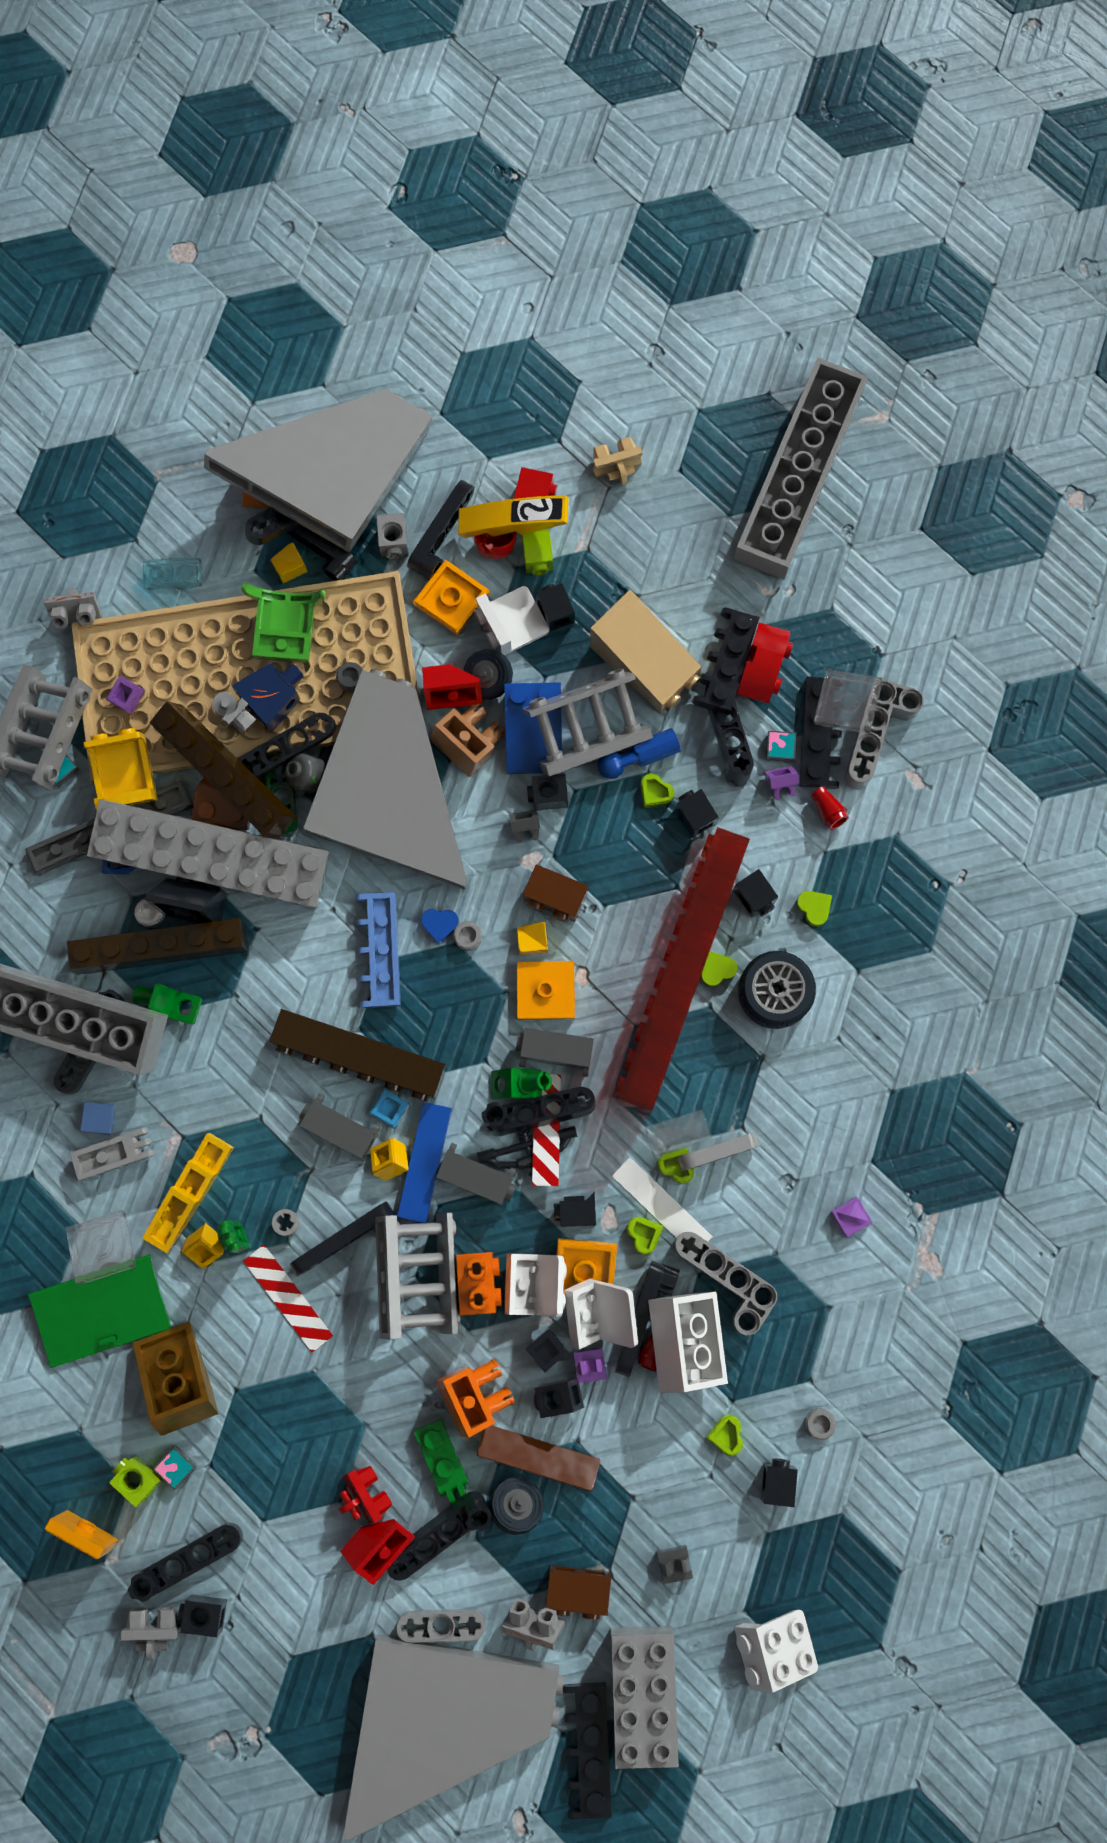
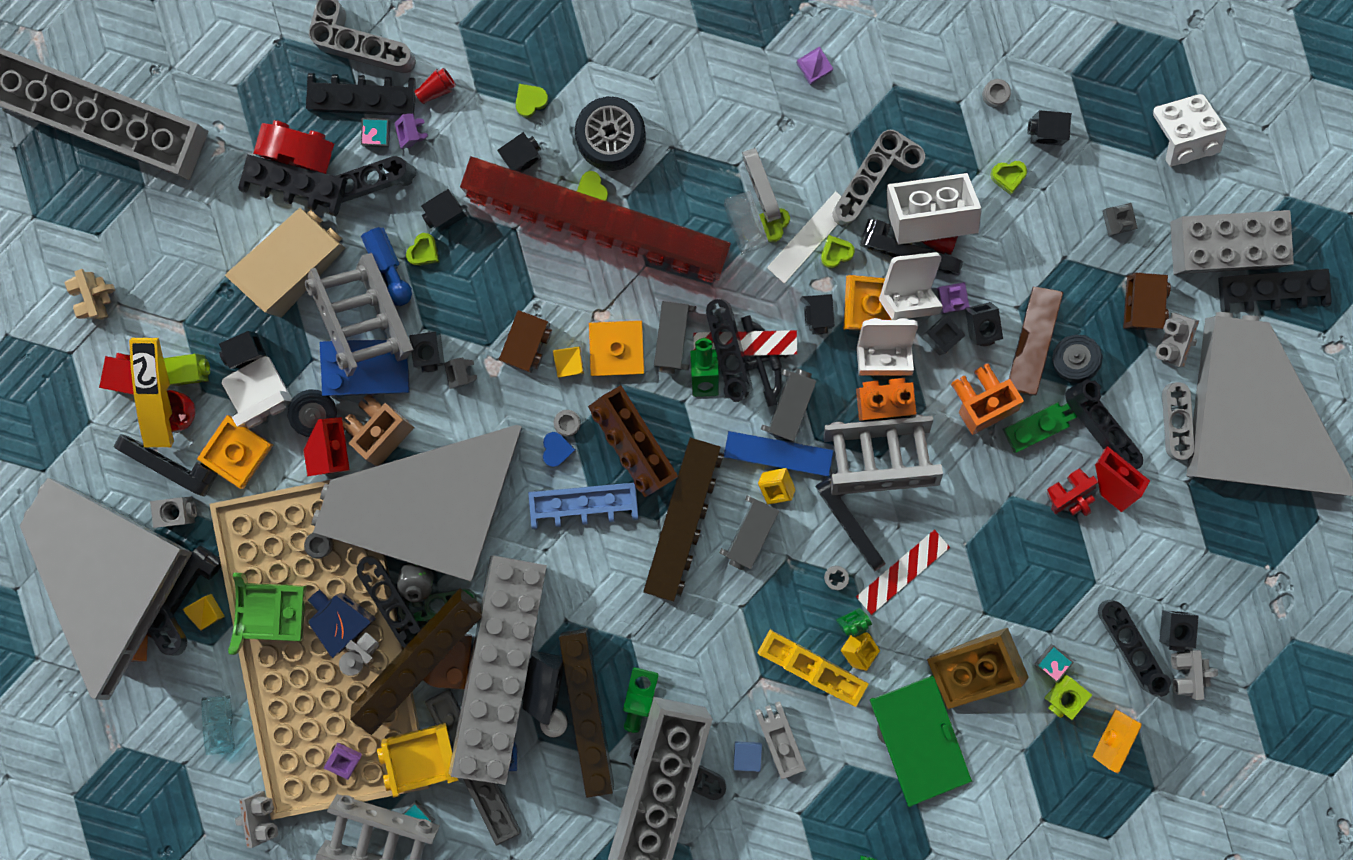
camera: 90 degrees left, 10 degrees up
(100, 1247) = (865, 744): clear tile -> none
(389, 1108) = (730, 488): dark azure tile -> none
(443, 1002) = (632, 441): none -> reddish brown brick
(848, 701) = (330, 66): clear tile -> none

